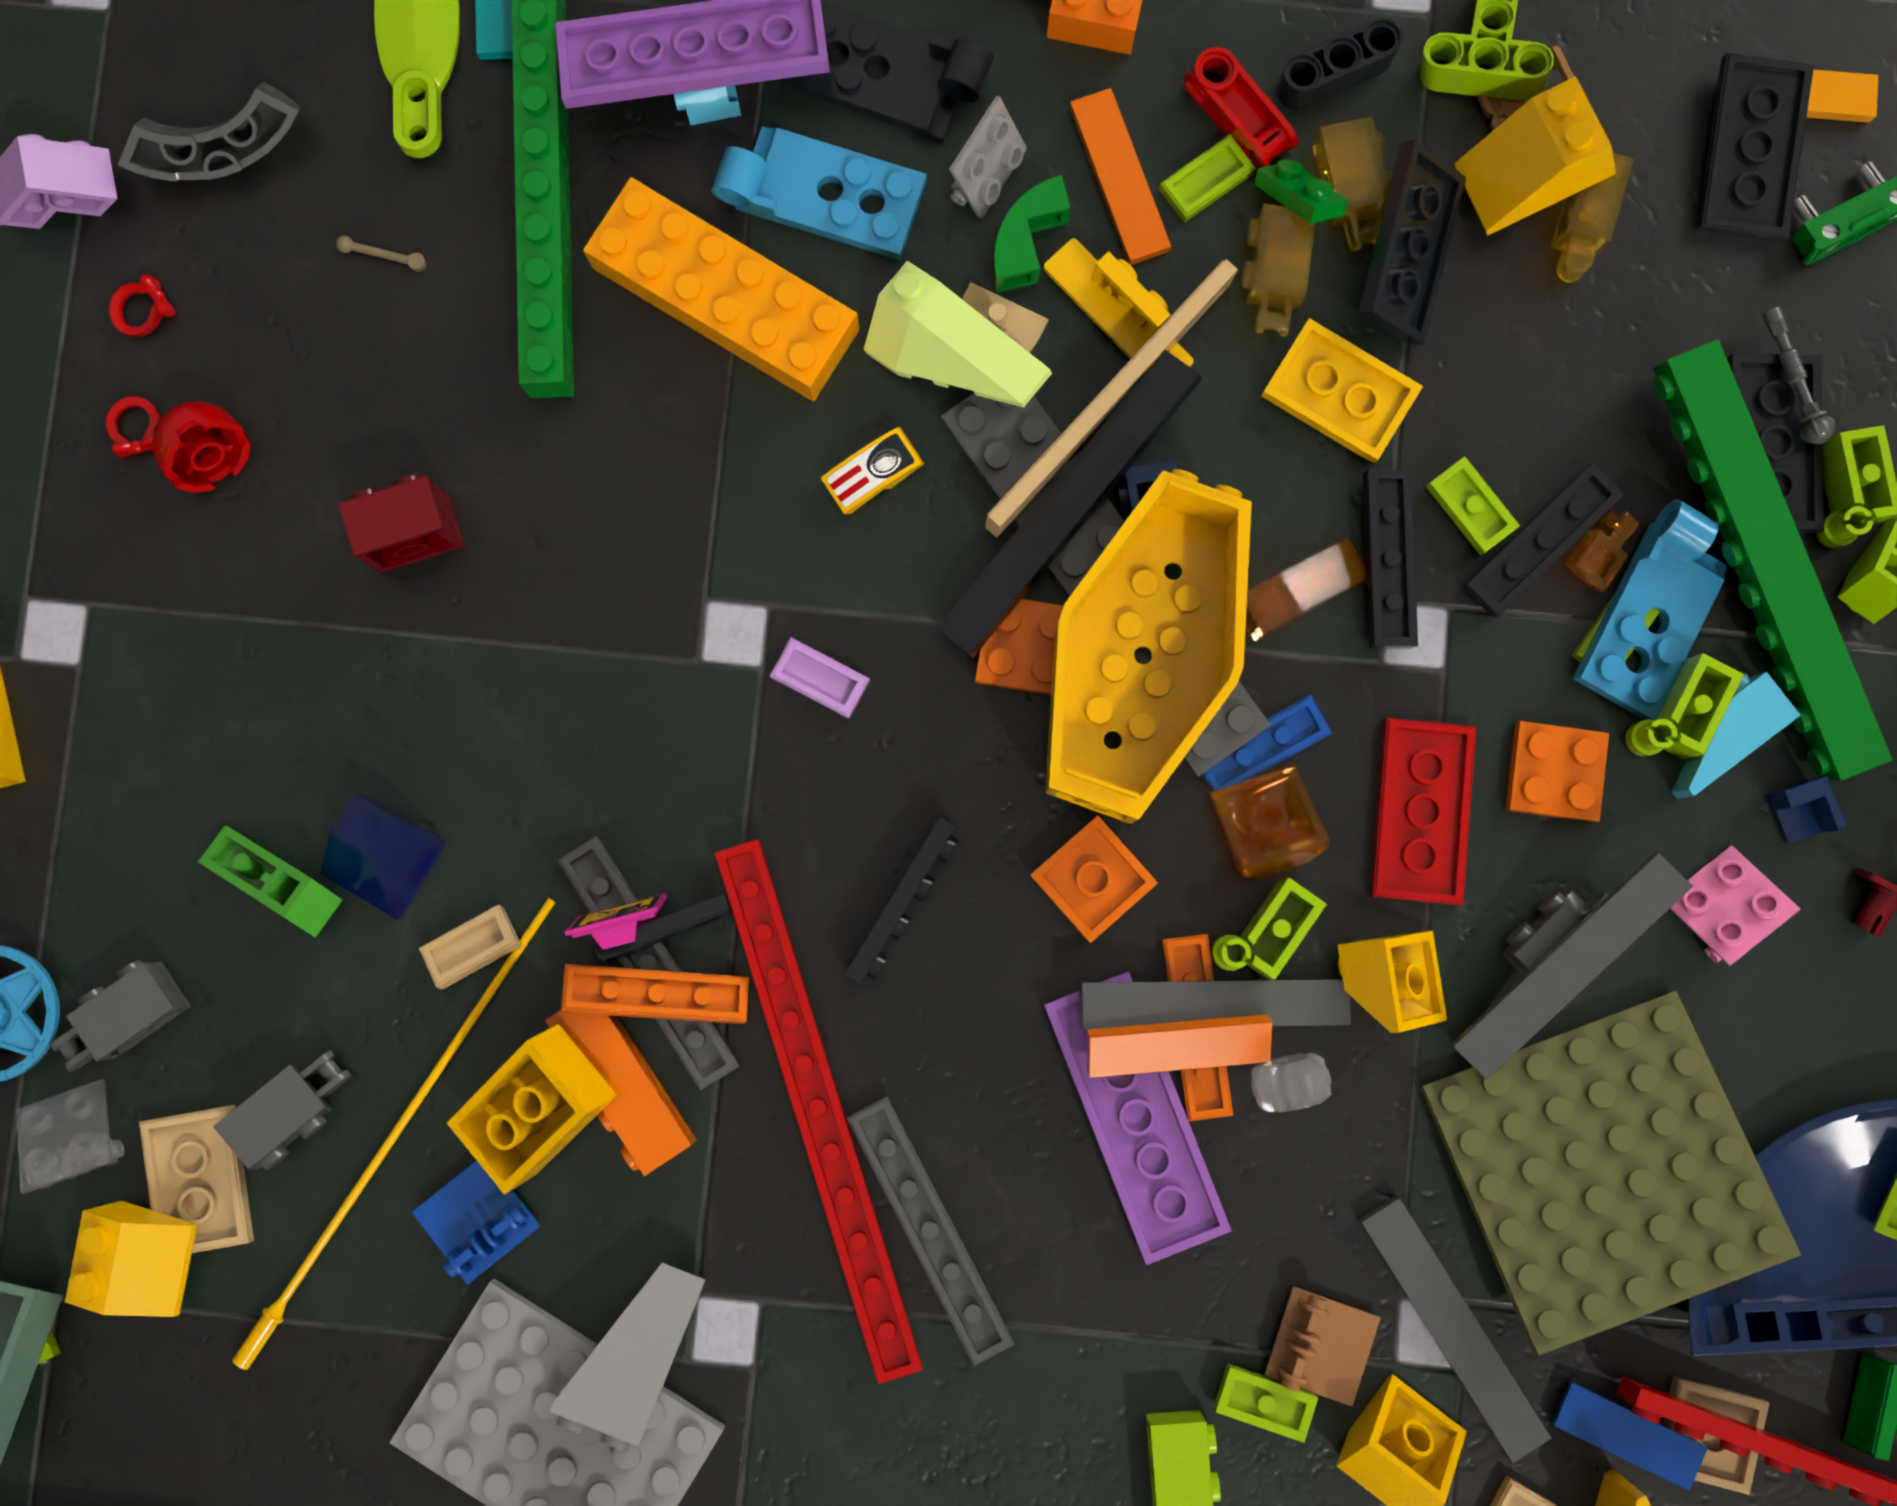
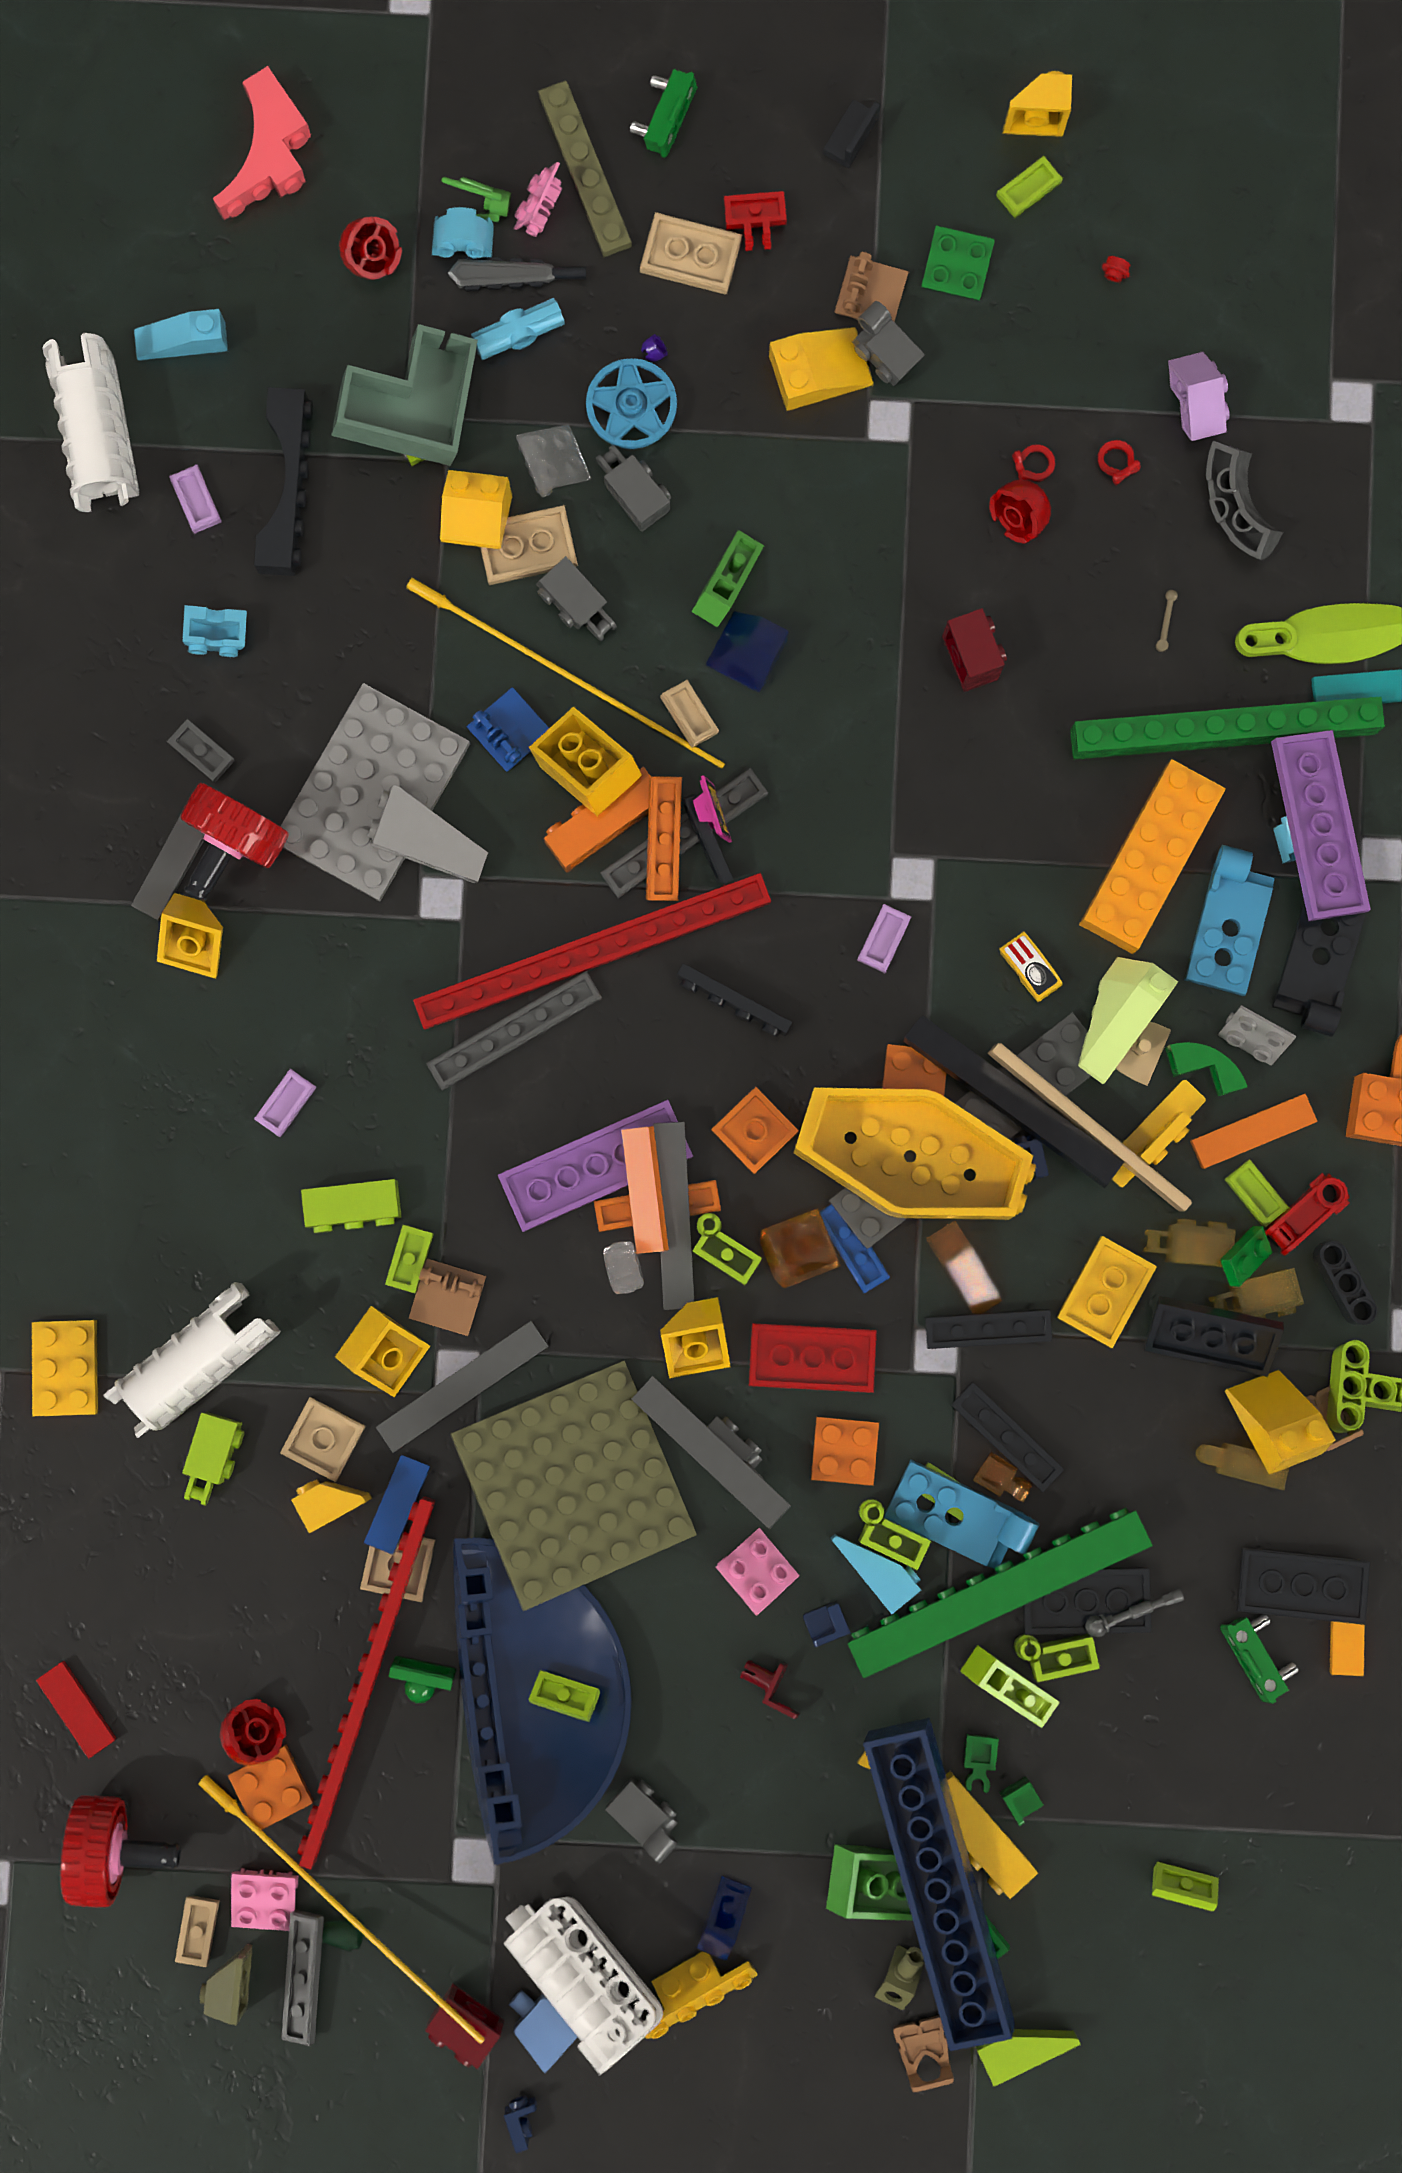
camera: 85 degrees right, 0 degrees up
(1472, 506) = (1029, 1386): lime plate -> none

